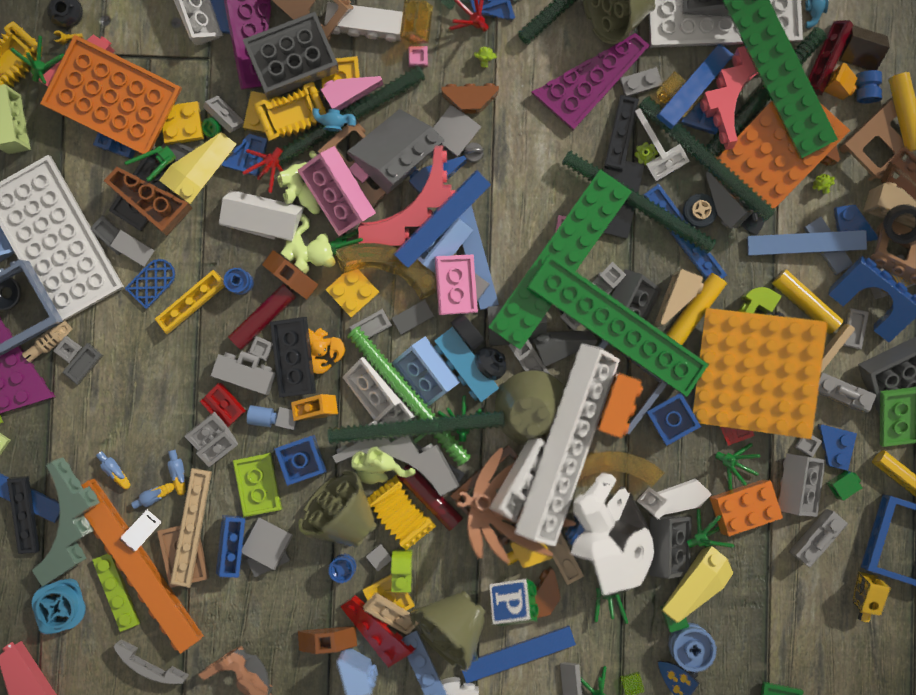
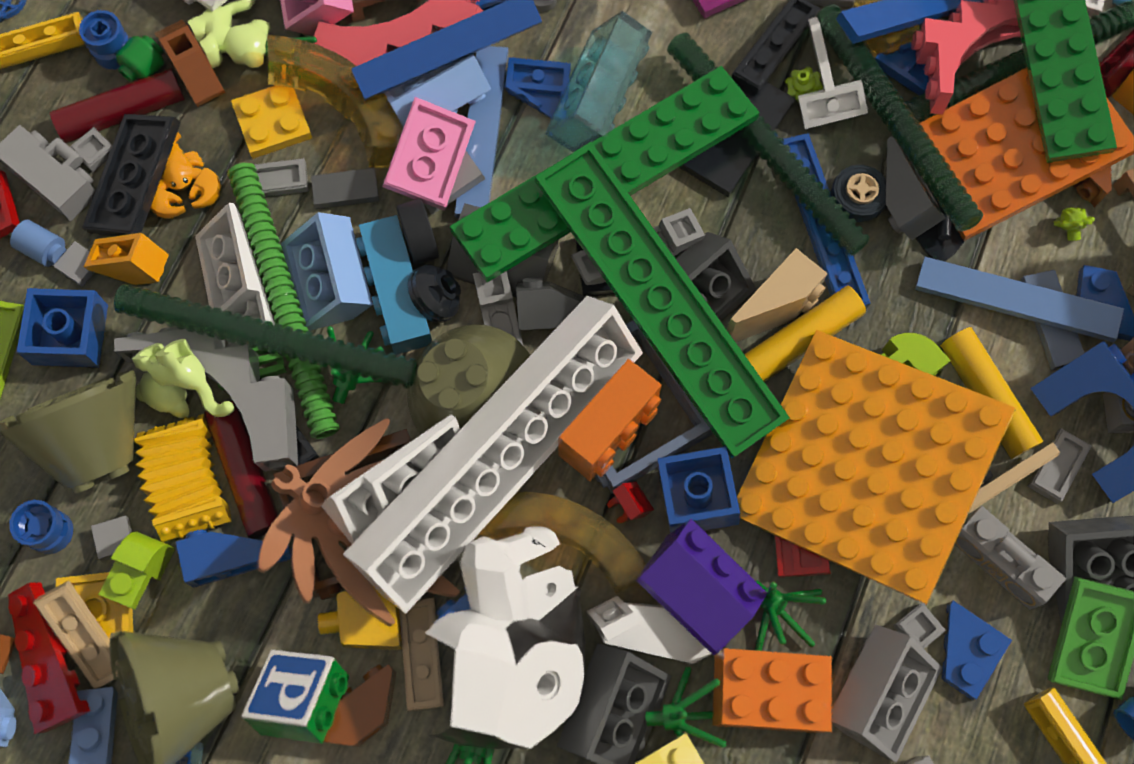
camera: 20 degrees right, 15 degrees down
(263, 285) = (139, 58): none -> green head
(440, 545) = (217, 556): none -> blue slope
(497, 212) = (537, 82): none -> blue wing
(533, 203) = (599, 82): none -> clear light blue brick
(640, 436) = (632, 500): none -> red tile
(693, 470) = (701, 586): none -> dark purple slope
(844, 485) = (963, 722): green brick -> none

